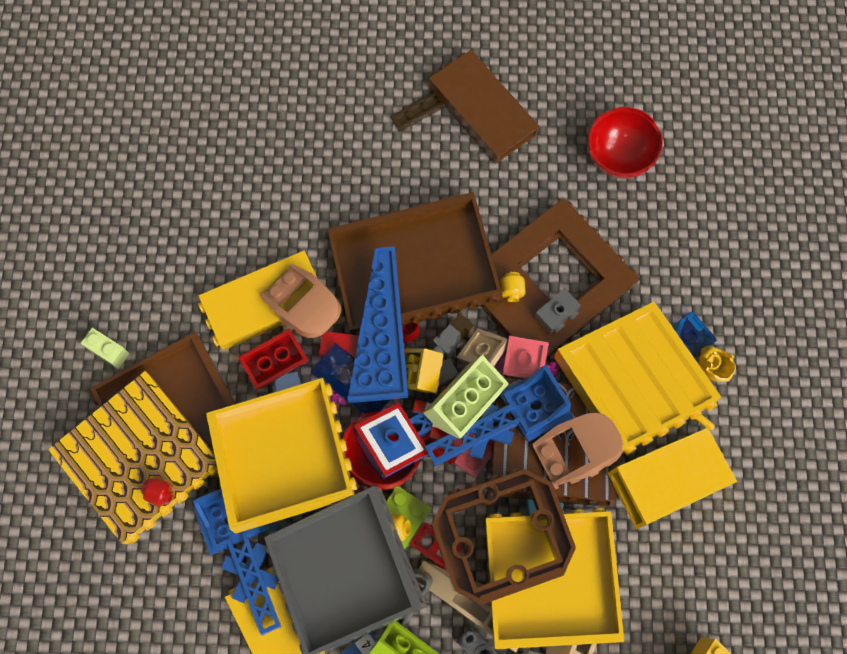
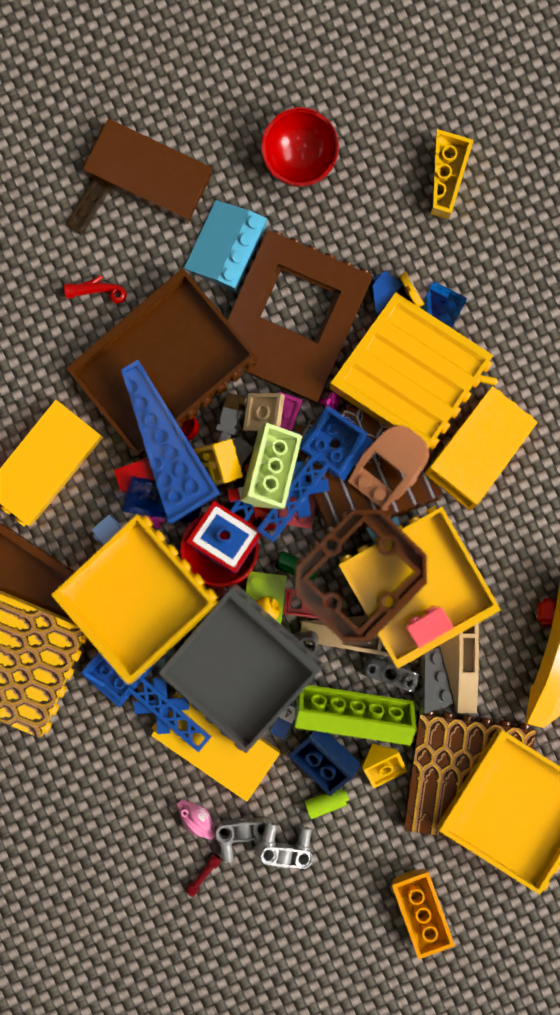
camera: 20 degrees left, 15 degrees up
(157, 491) = (47, 682): red head -> none
(273, 359) = (82, 514): red slope -> none
(313, 312) = (96, 457): nougat slope -> none
(389, 177) = (92, 287): none -> red plant
(435, 498) = (287, 563): none -> dark green arm
(512, 286) = (262, 342): yellow head -> none
(521, 196) = (226, 245): none -> medium azure slope
(524, 357) = (304, 402): coral plate -> none
(545, 621) = (428, 626): none -> coral brick
(557, 311) = (313, 346): dark grey brick -> none
(644, 294) = (383, 290): none -> blue slope
(669, 306) = (412, 290): none -> yellow tile
(717, 364) = (475, 323): yellow hair -> none
(750, 220) = (450, 163): none -> yellow wedge

